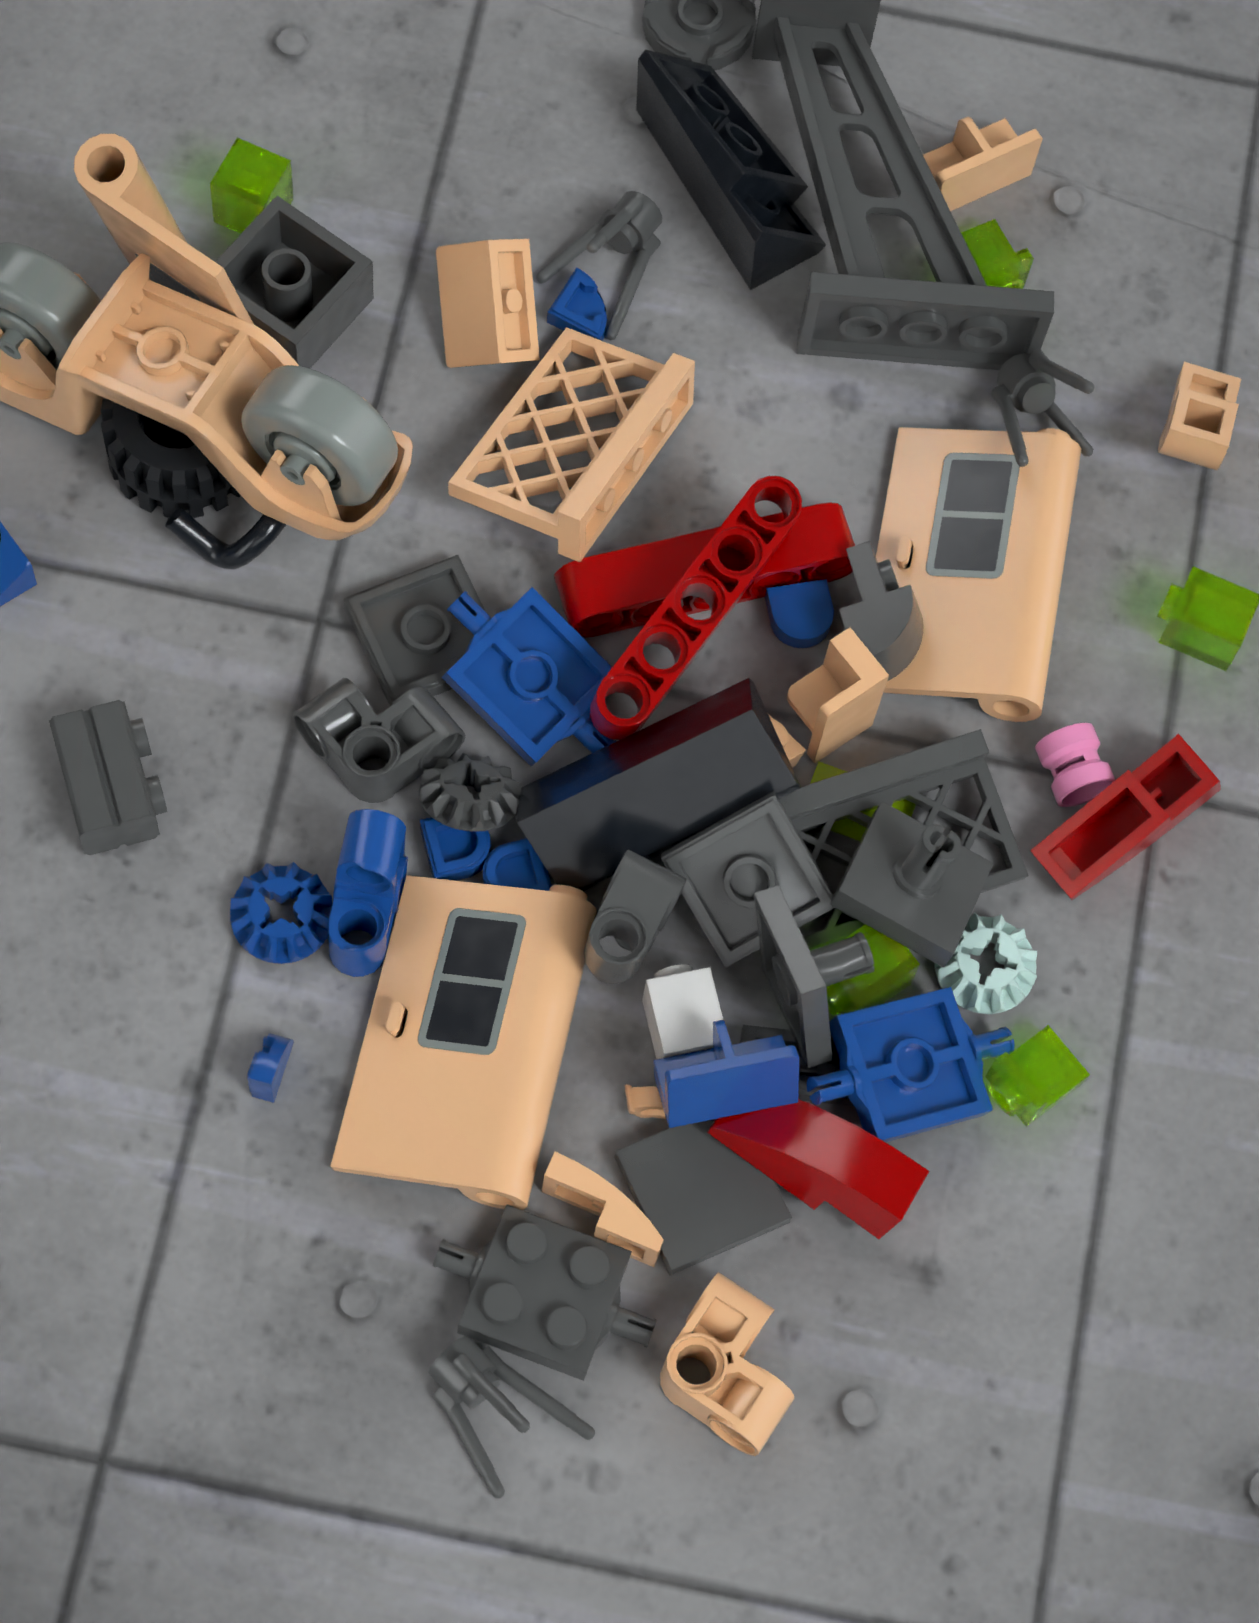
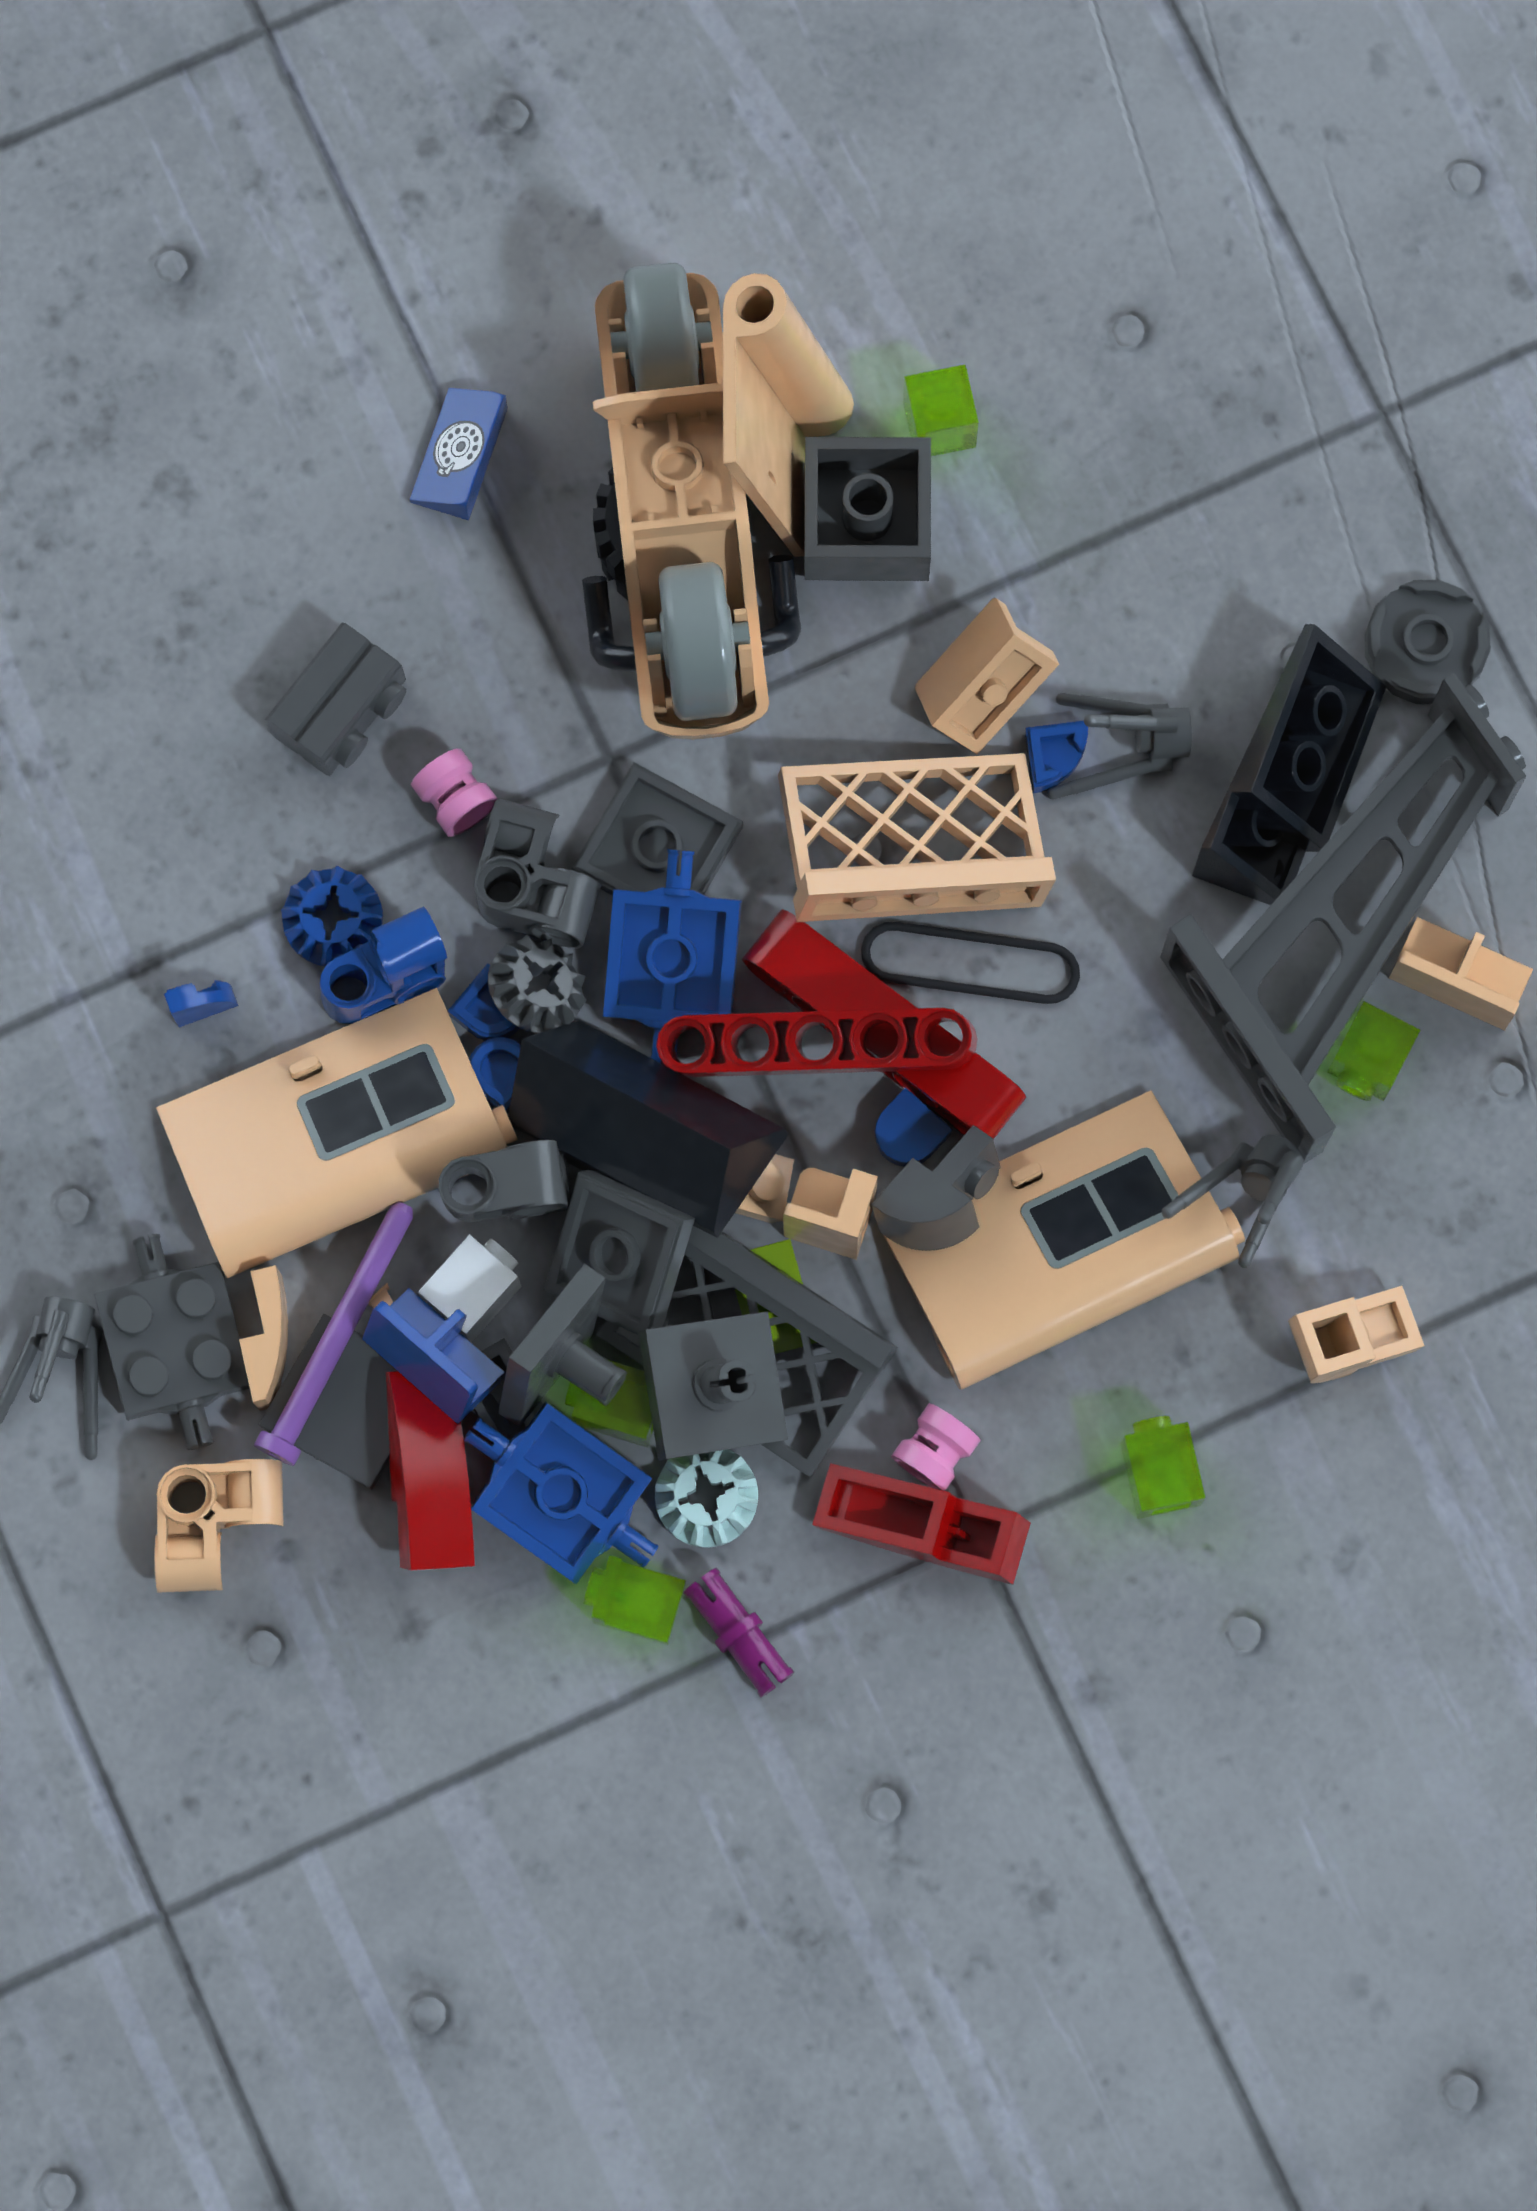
camera: 65 degrees right, 10 degrees up
(244, 743) = (454, 792): none -> bright pink wheel
(690, 455) = (975, 937): none -> black piece
(704, 1257) = (281, 1441): none -> medium lavender bar
(1118, 1016) = (738, 1632): none -> magenta pin

